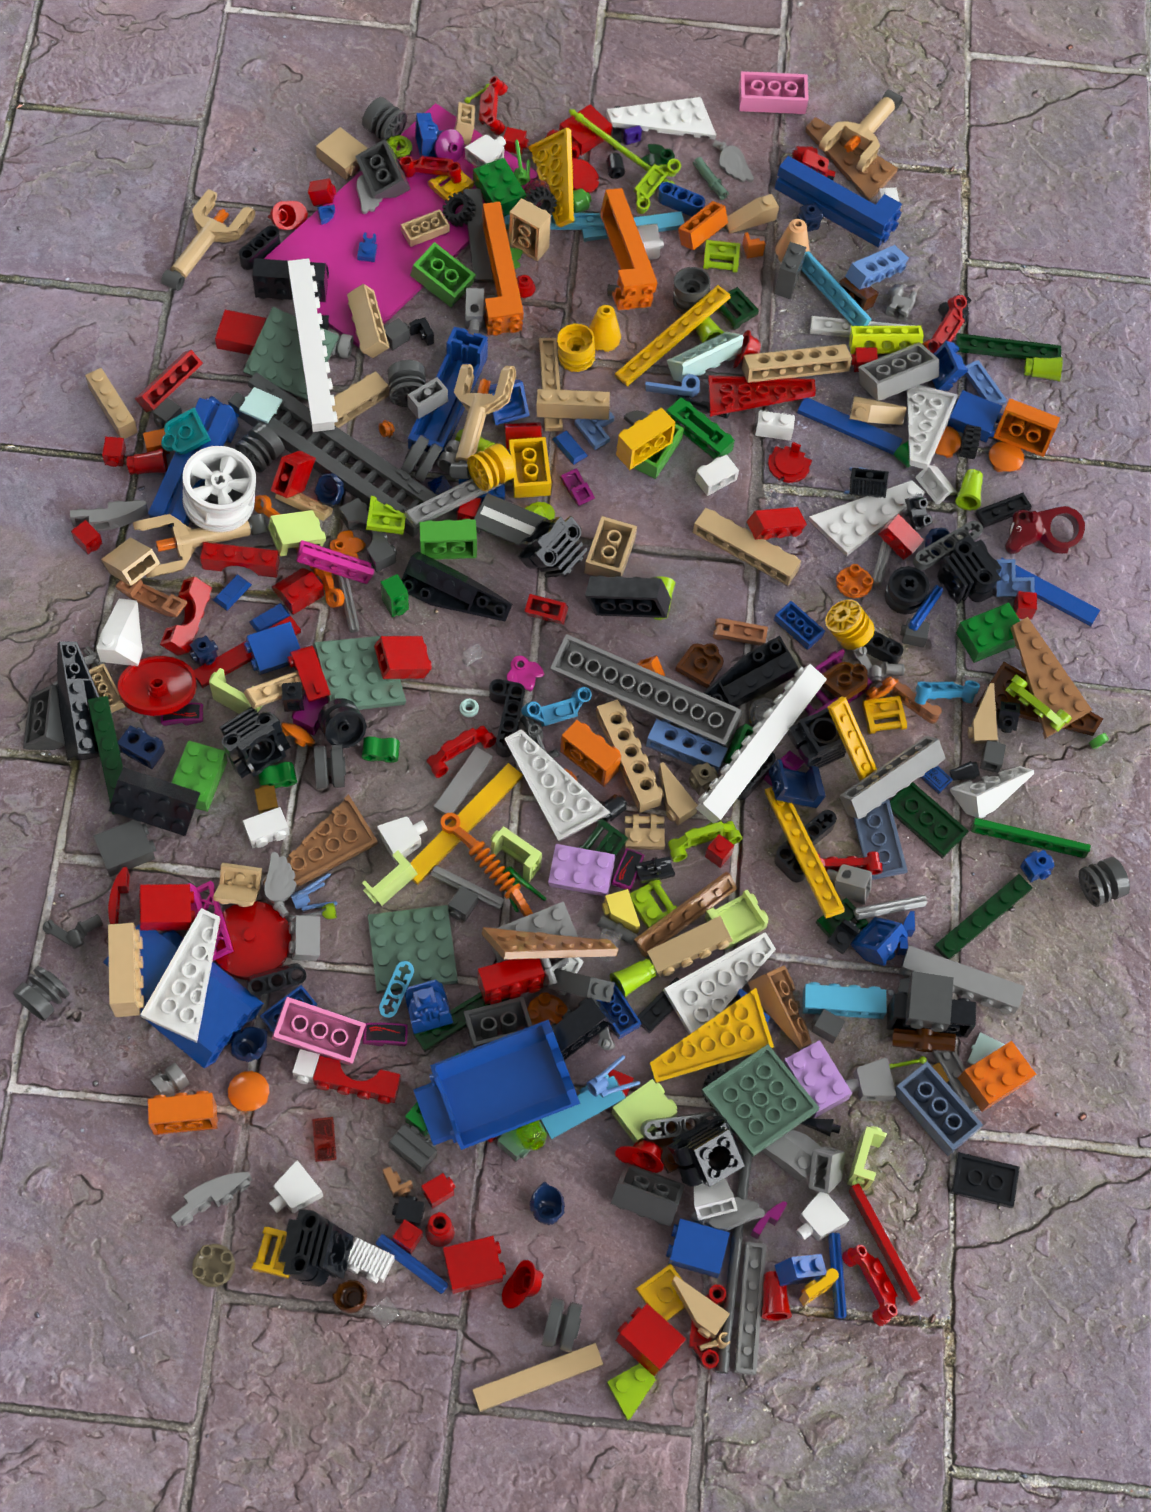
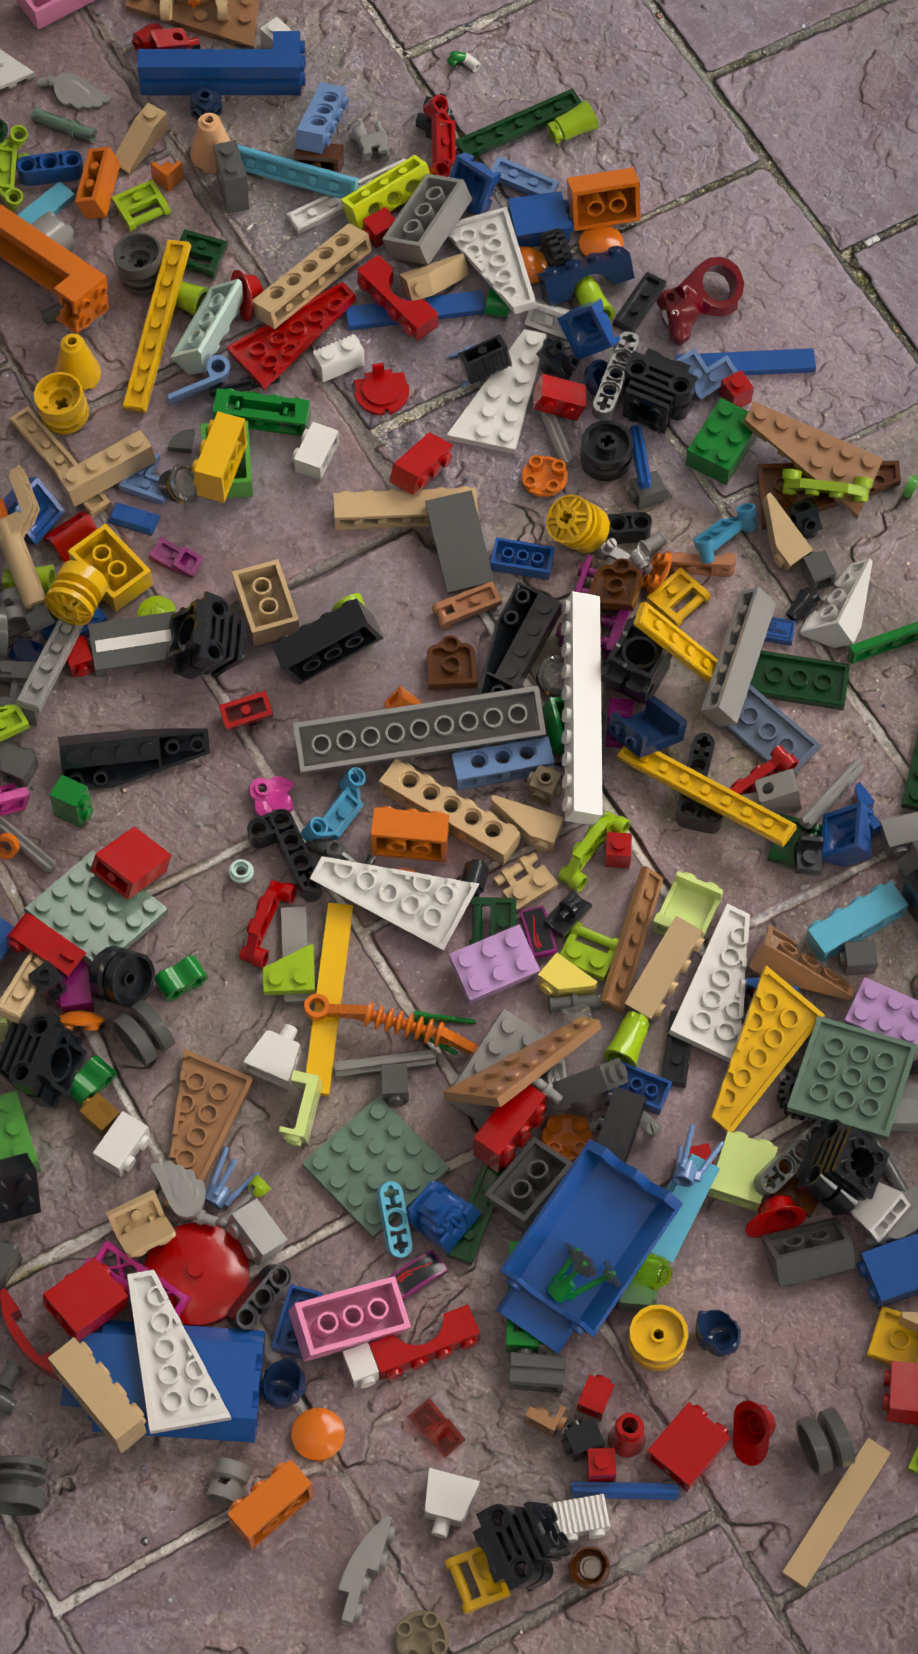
camera: 30 degrees left, 0 degrees up
(448, 539) = (83, 701): bright green brick -> none
(450, 791) = (291, 974): none -> lime wing
(481, 1096) = (563, 1286): none -> plant
(508, 1168) = (660, 1322): none -> yellow wheel
(519, 850) = (412, 987): yellowish green panel -> none
(607, 442) = (178, 484): none -> clear piece
(764, 588) = (459, 541): none -> dark grey tile
(844, 428) = (414, 316): none -> red arch
(952, 504) = (588, 329): none -> blue brick
(957, 463) = (559, 282): none -> dark blue arch
(998, 281) = (465, 58): none -> arm

